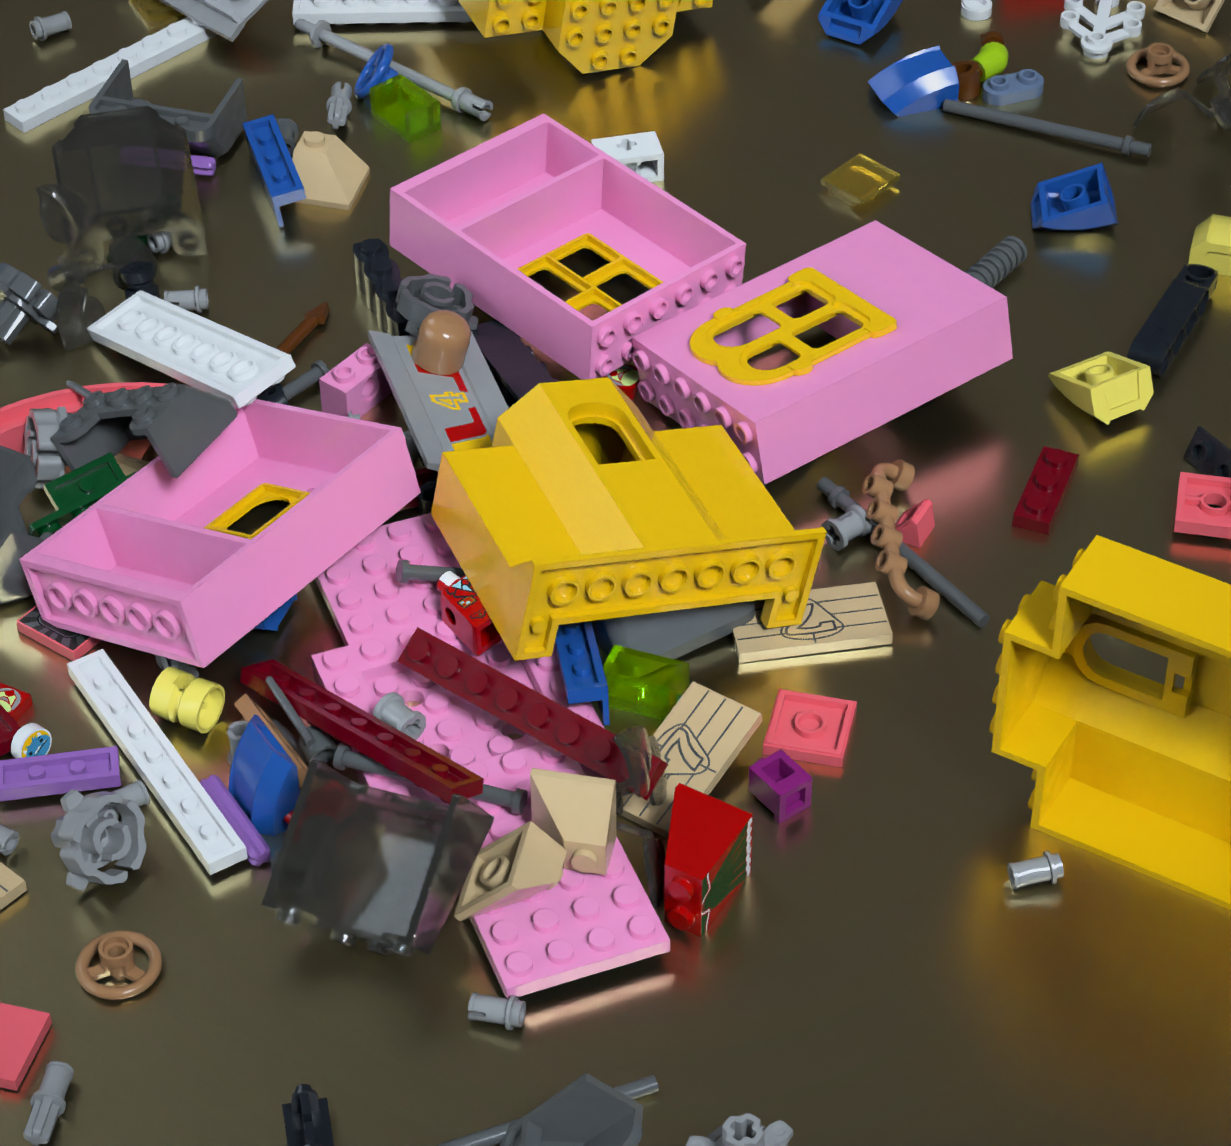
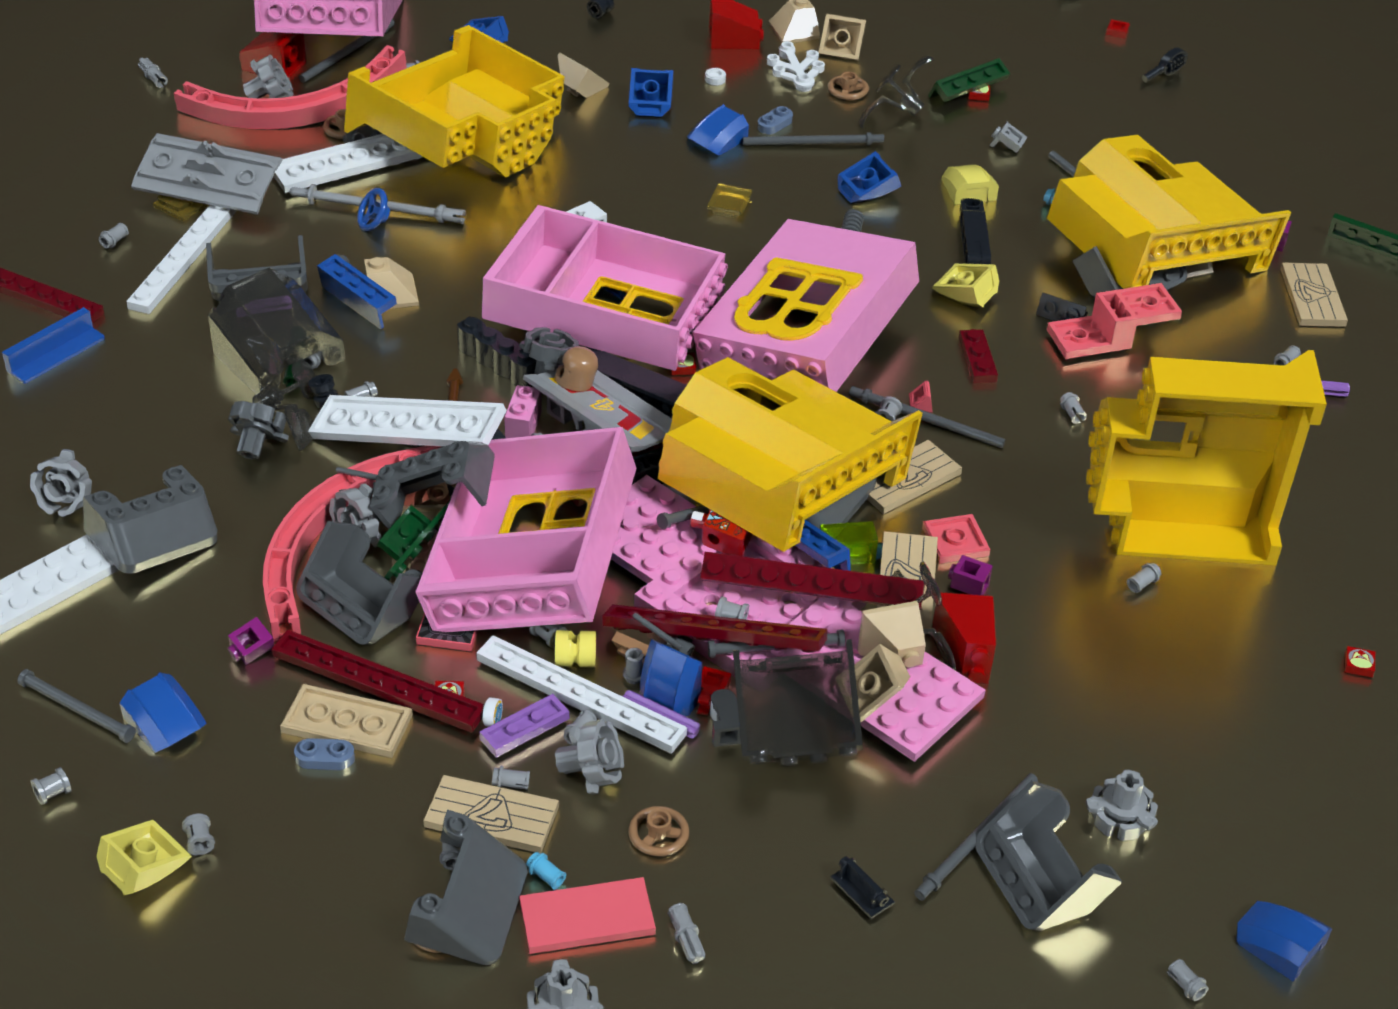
camera: 30 degrees left, 0 degrees up
(339, 105) = (362, 237): light grey axle -> none
(405, 108) = (410, 228): clear neon green panel -> none
(497, 1010) = (911, 770): light grey pin -> none
(880, 485) = (894, 379): medium nougat bar -> none
(987, 63) = (752, 107): piece -> none

